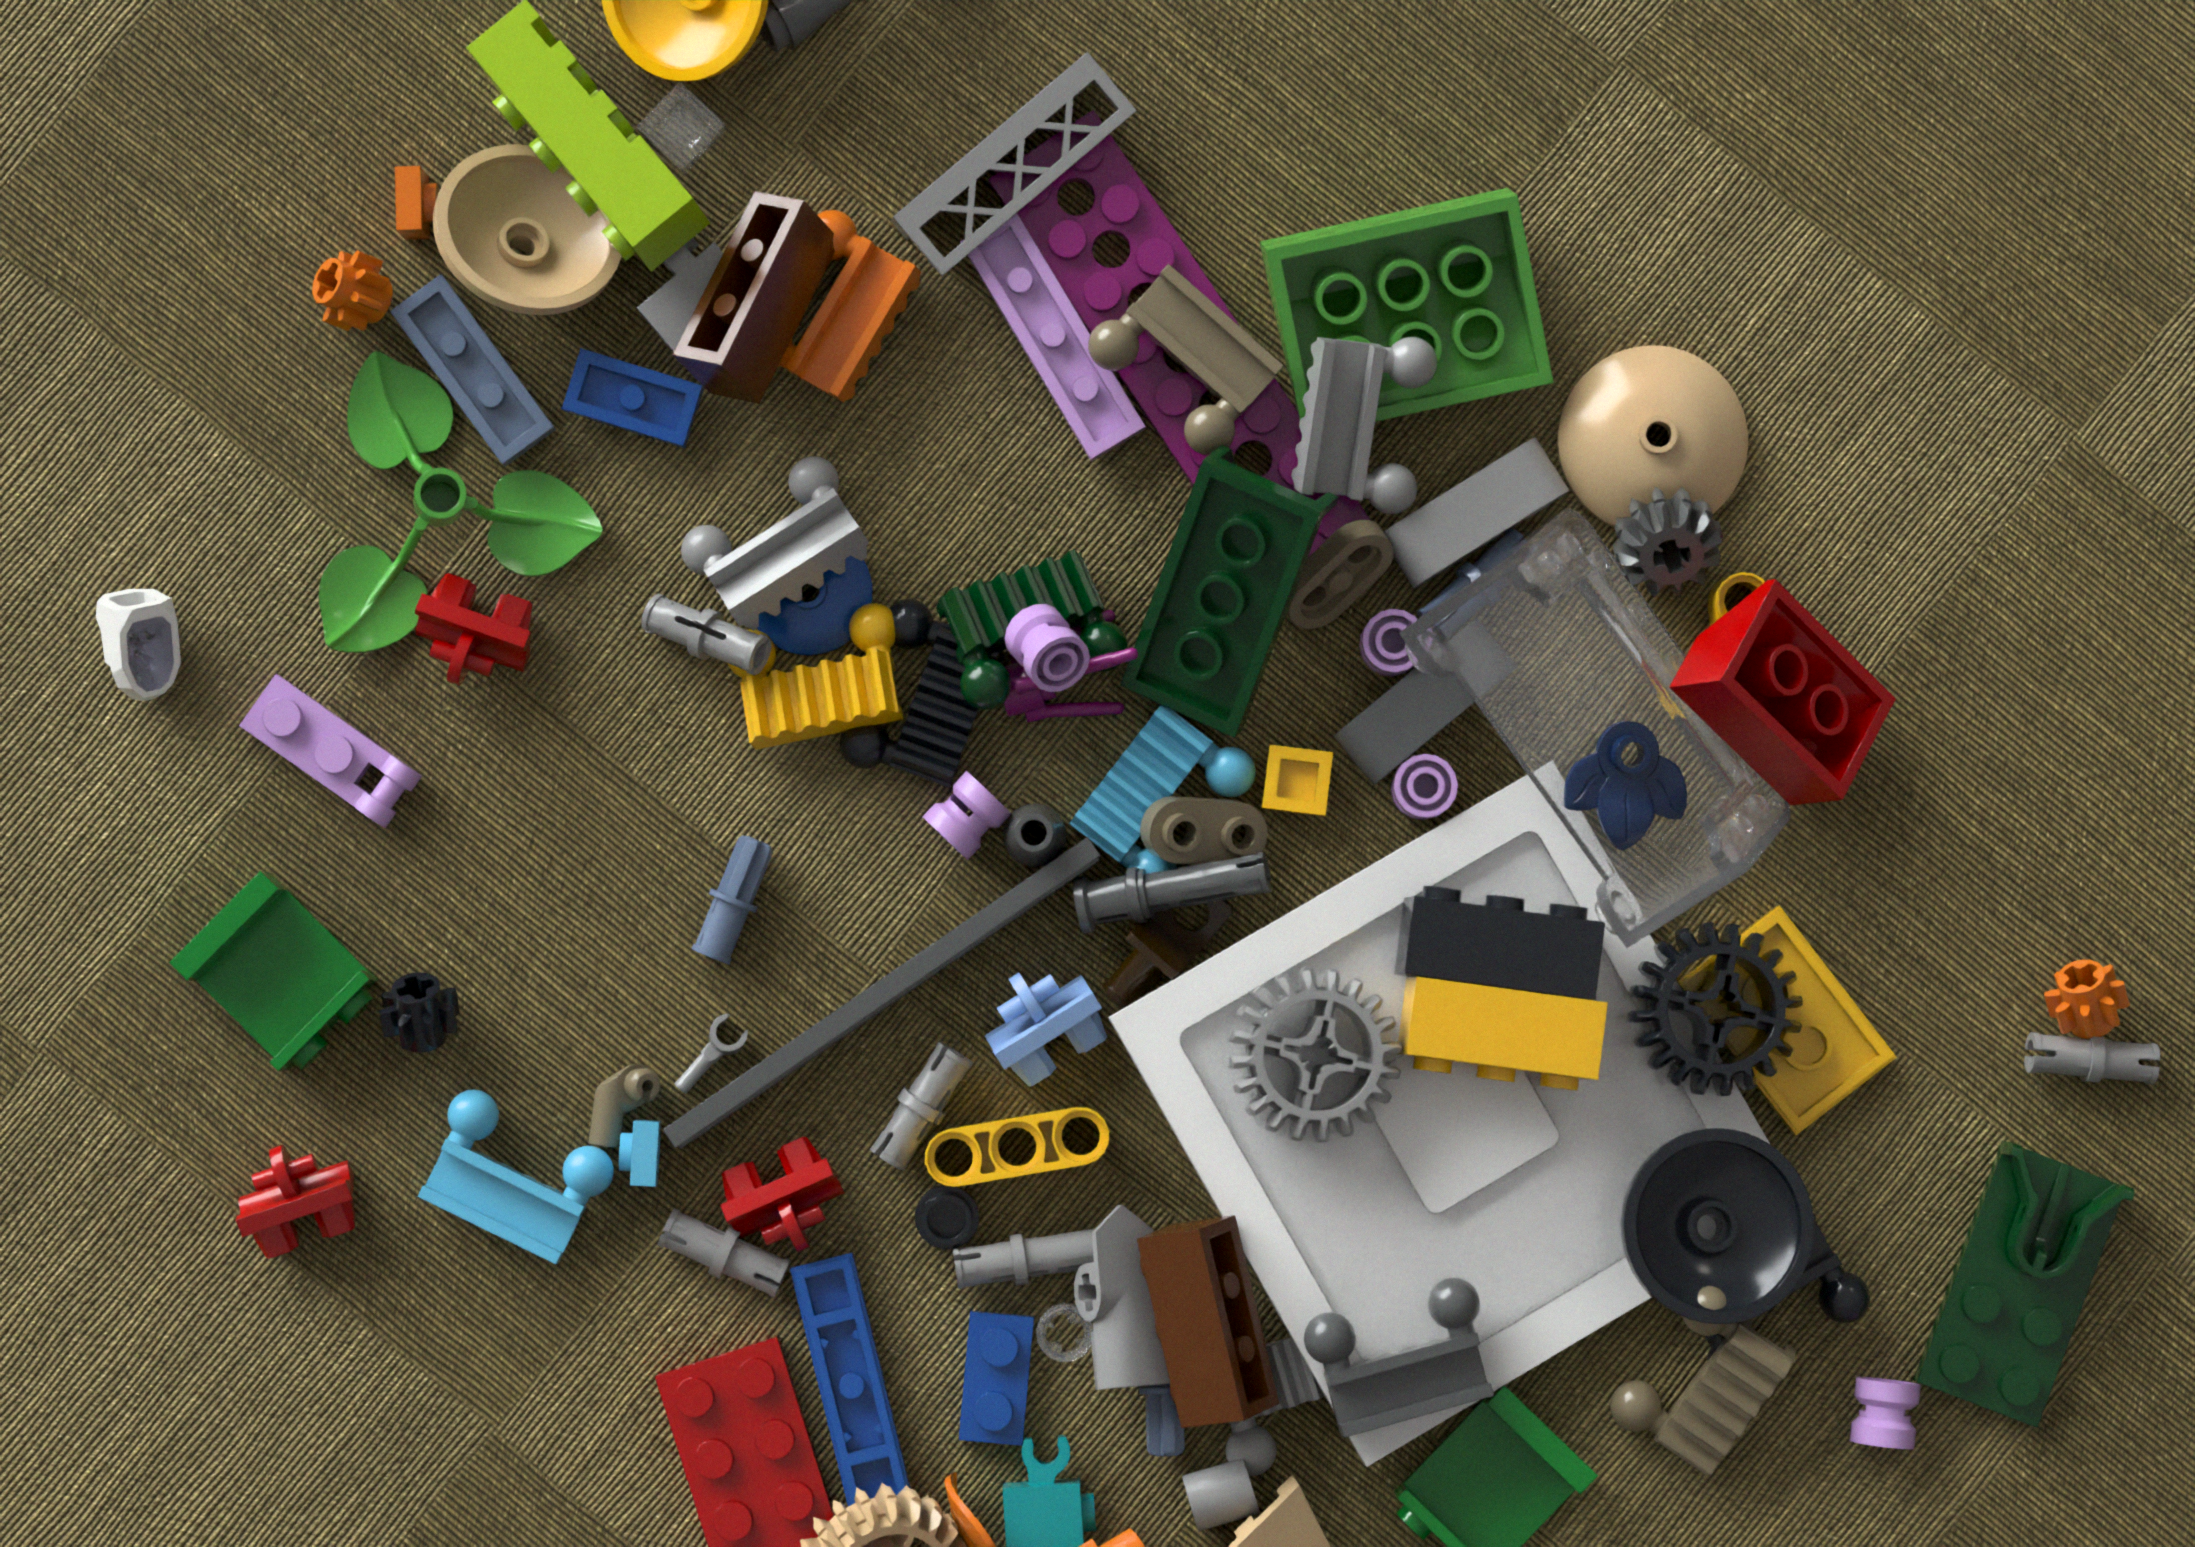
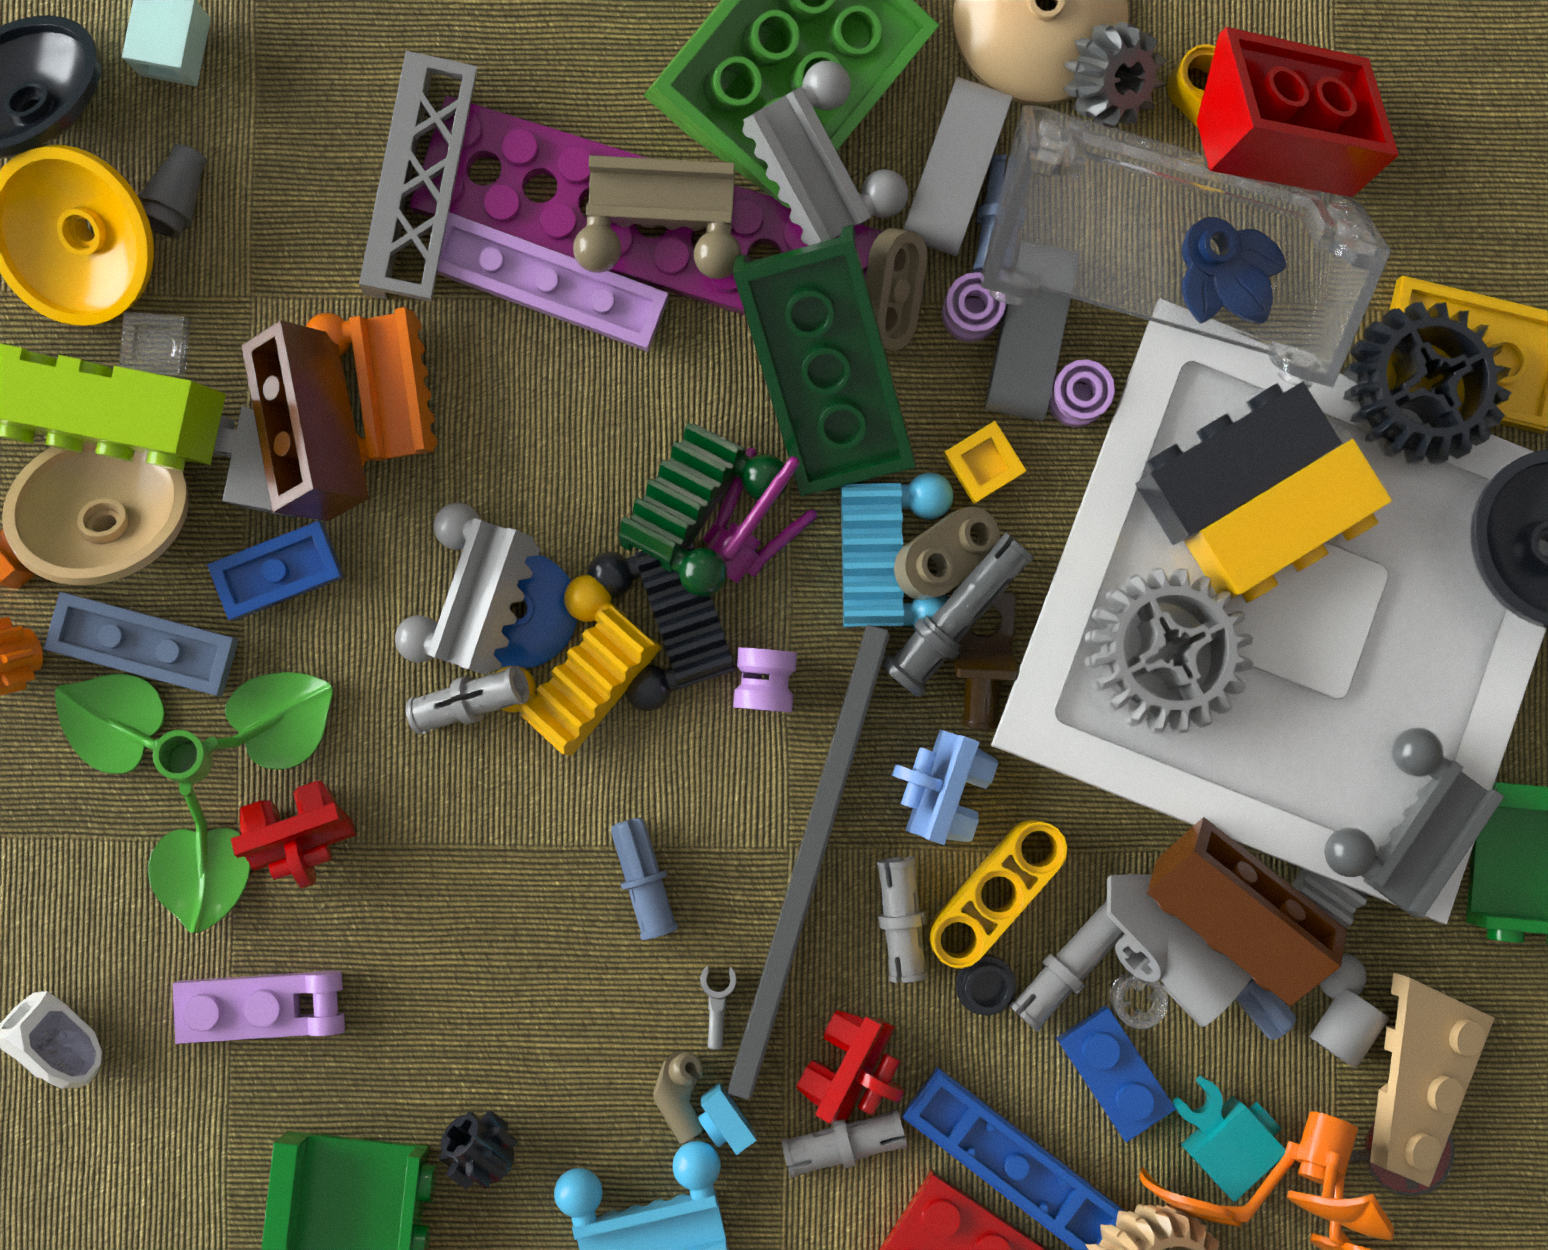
camera: 40 degrees left, 0 degrees up
(1039, 854) = (816, 671): dark grey cone -> none
(1047, 647) = (727, 507): lavender wheel -> none

